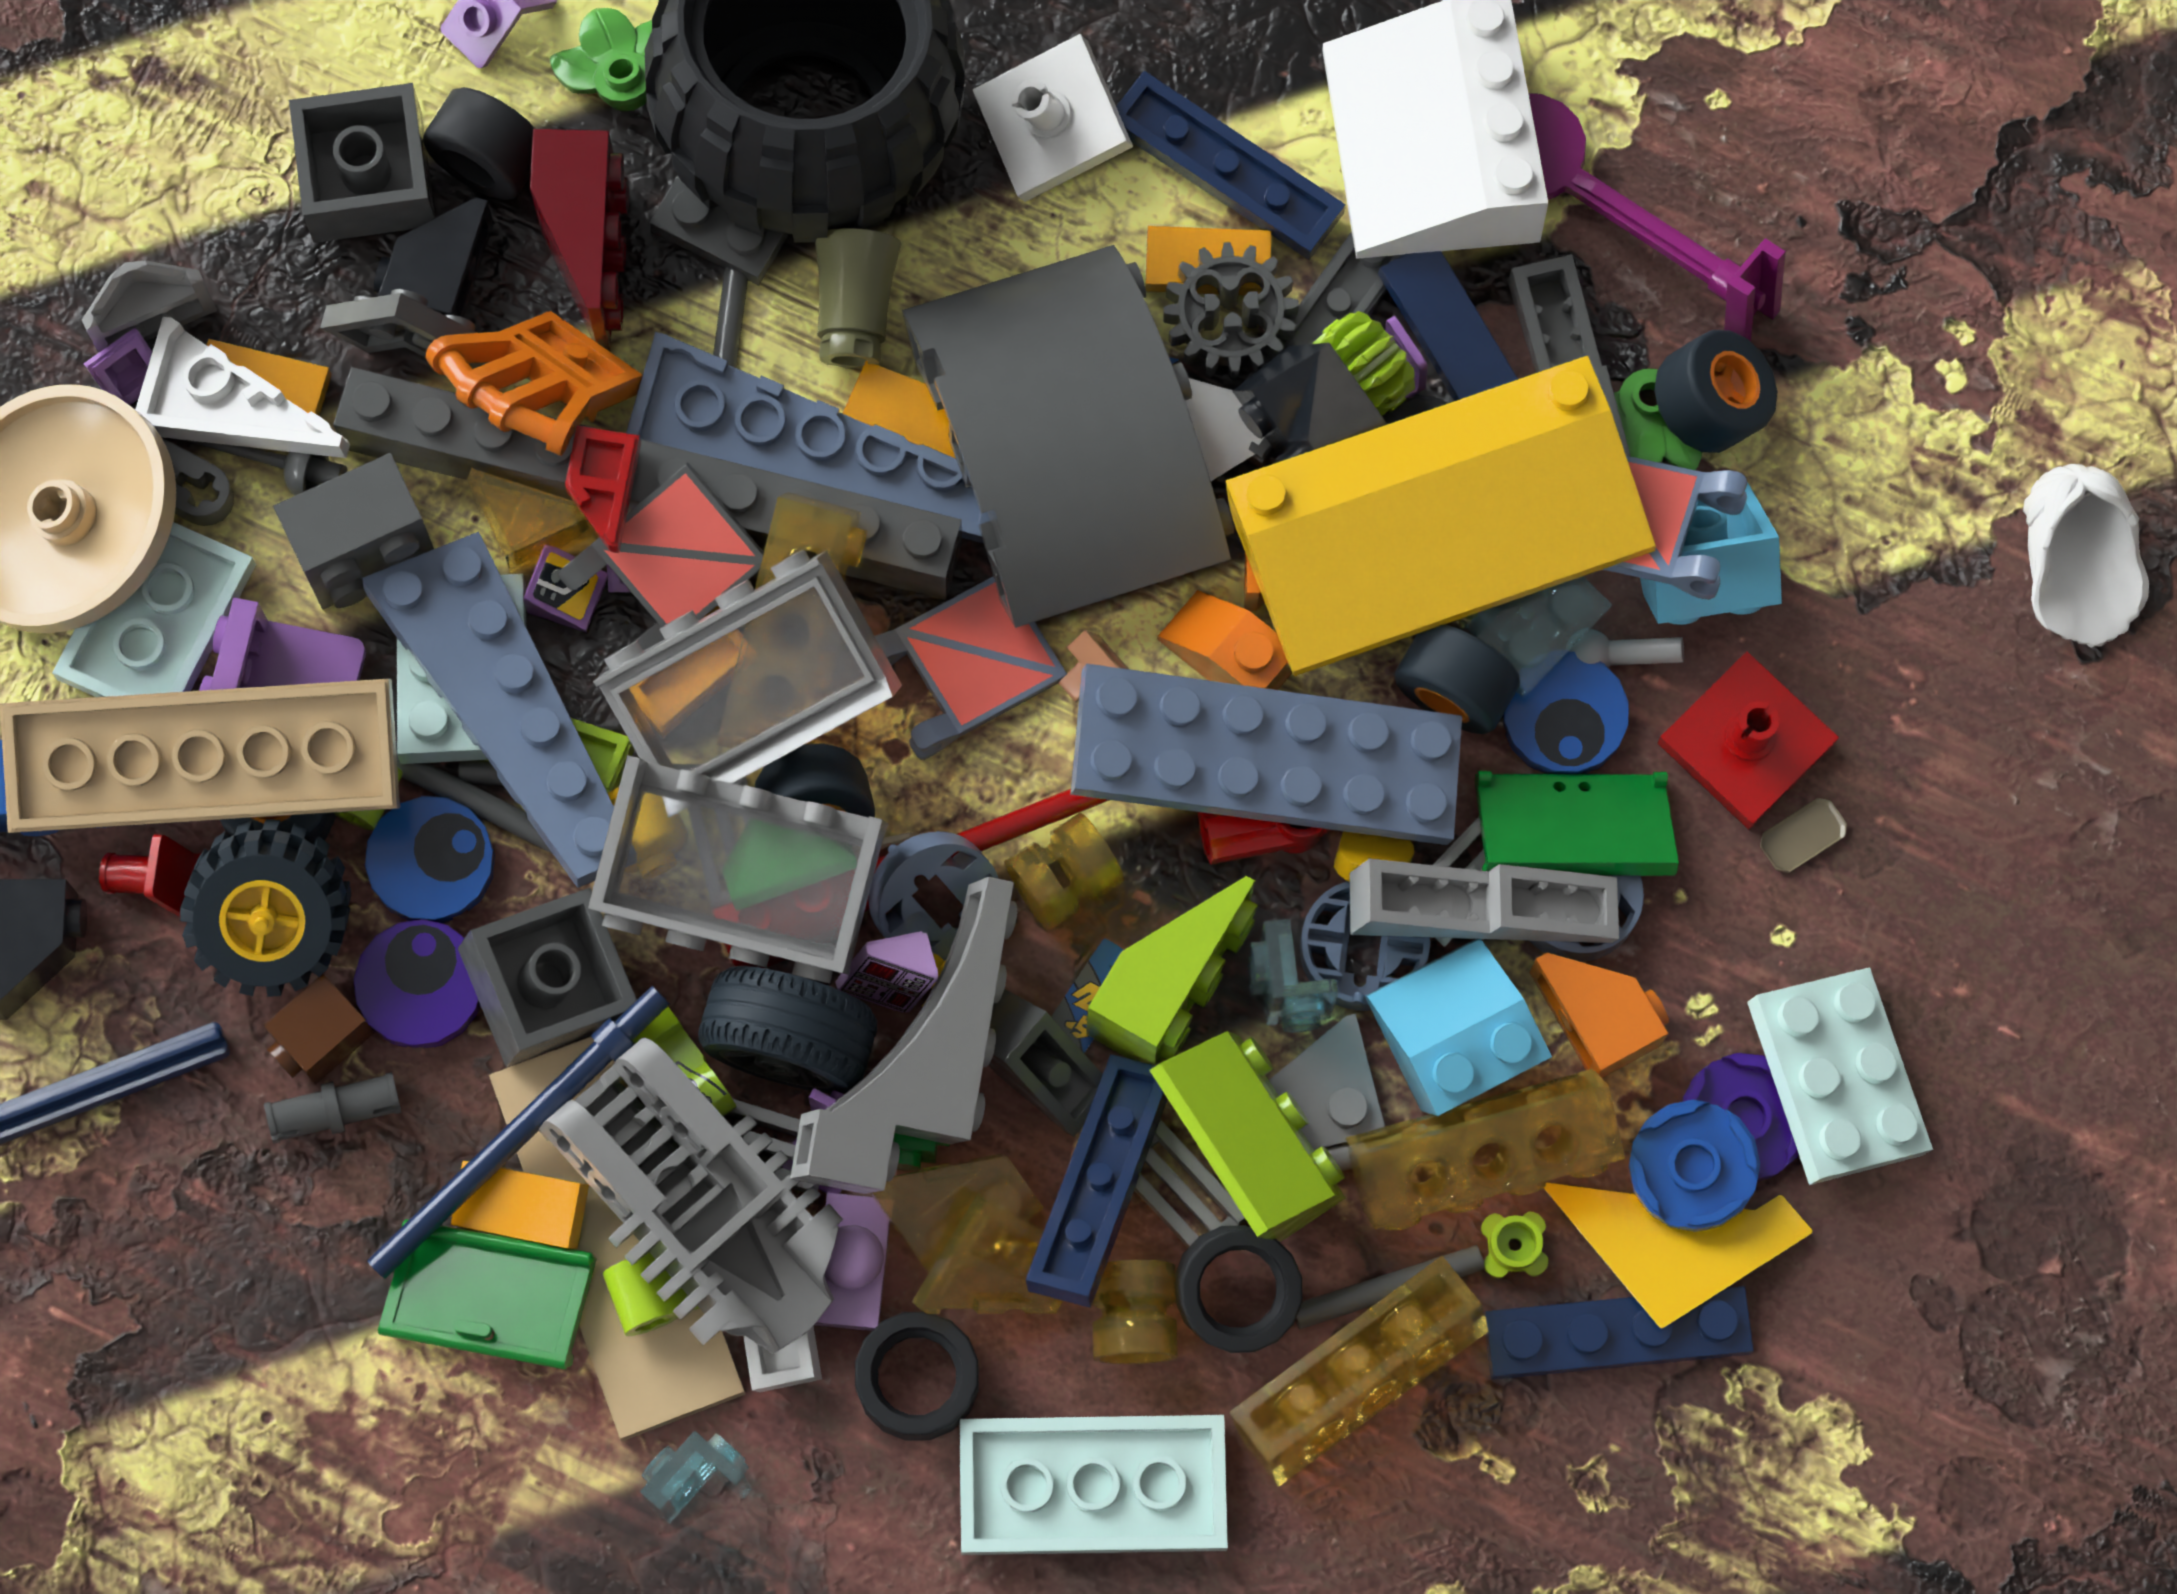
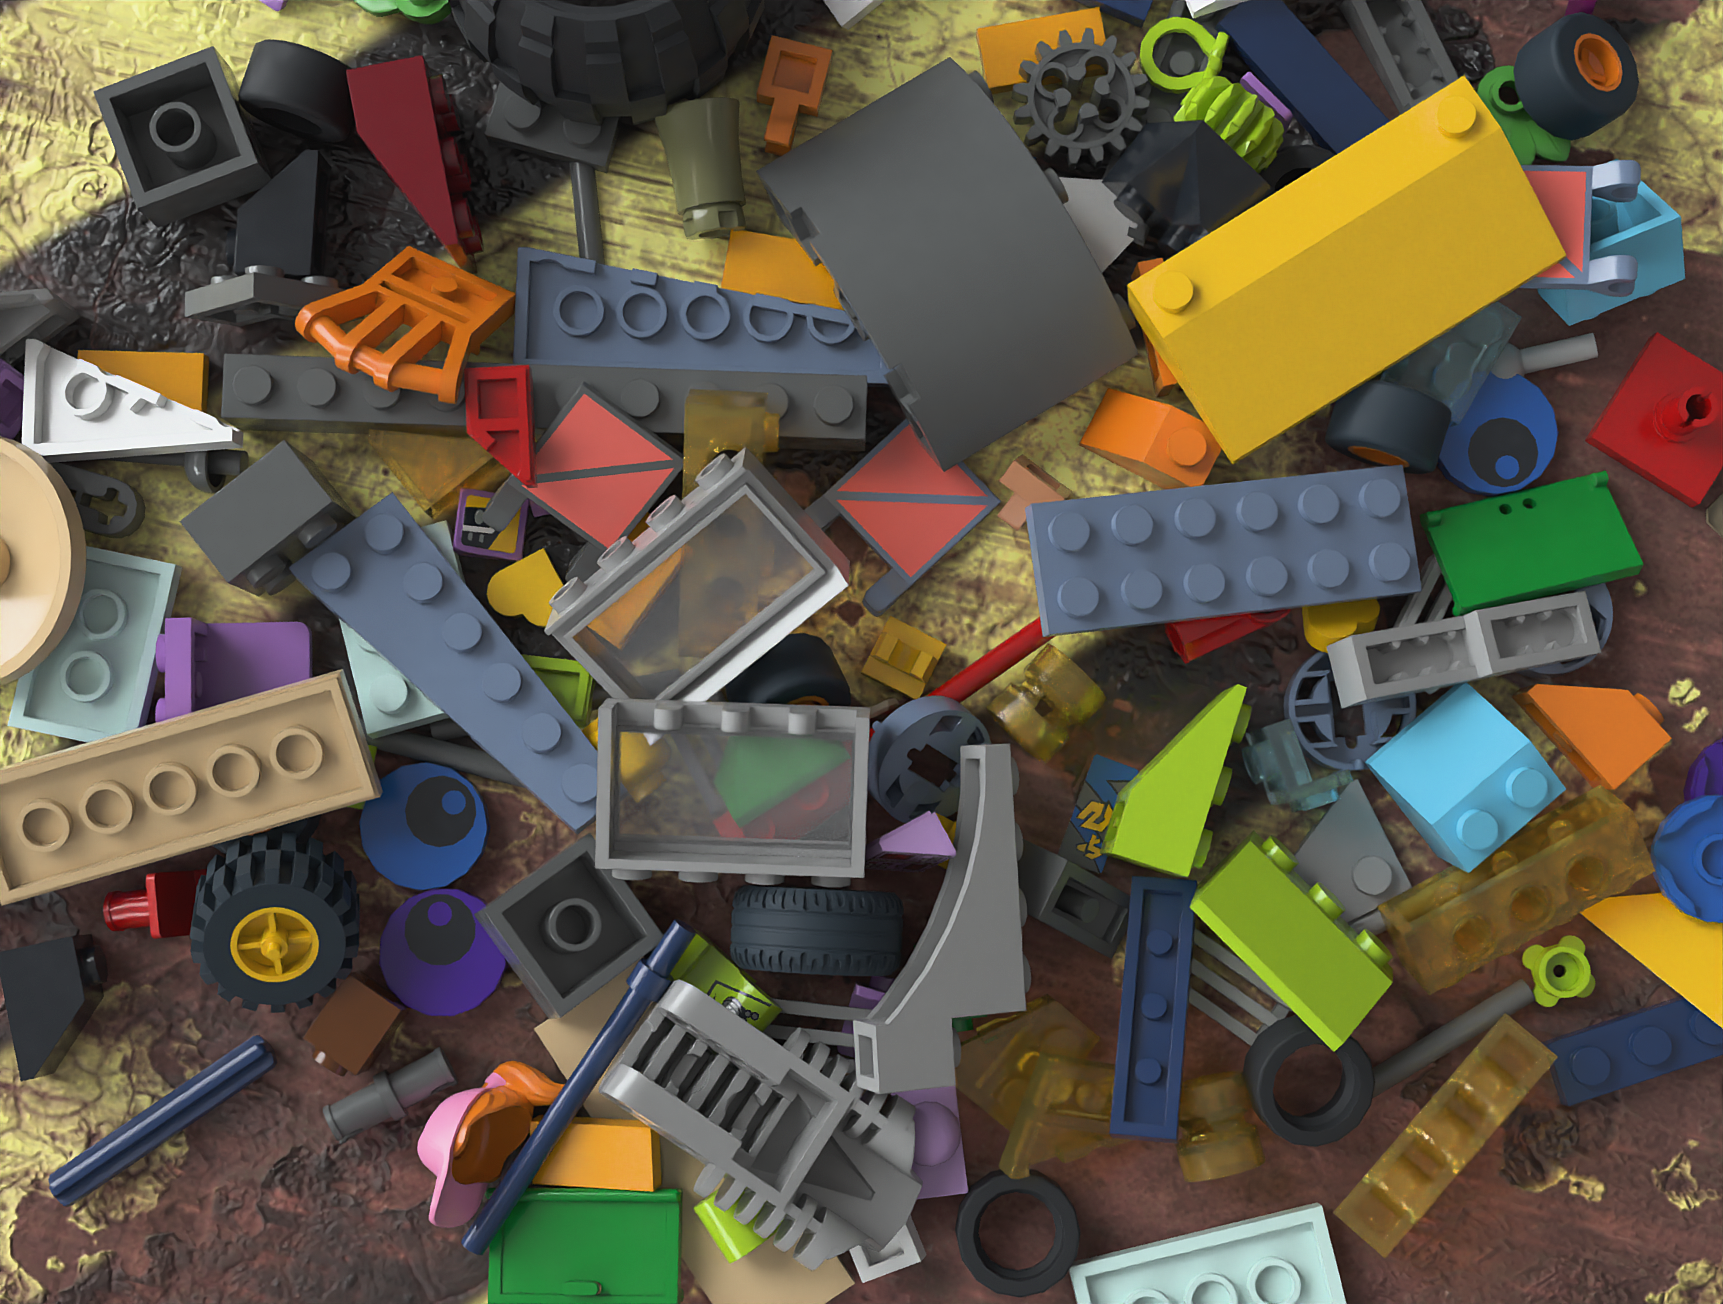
camera: 10 degrees left, 10 degrees up
(407, 1162) = (475, 1135): none -> hair
(580, 655) = (526, 588): none -> yellow tile
(936, 800) = (903, 658): none -> yellow tile
(956, 238) = (792, 84): none -> orange plate
(1371, 290) = (1210, 46): none -> lime piece

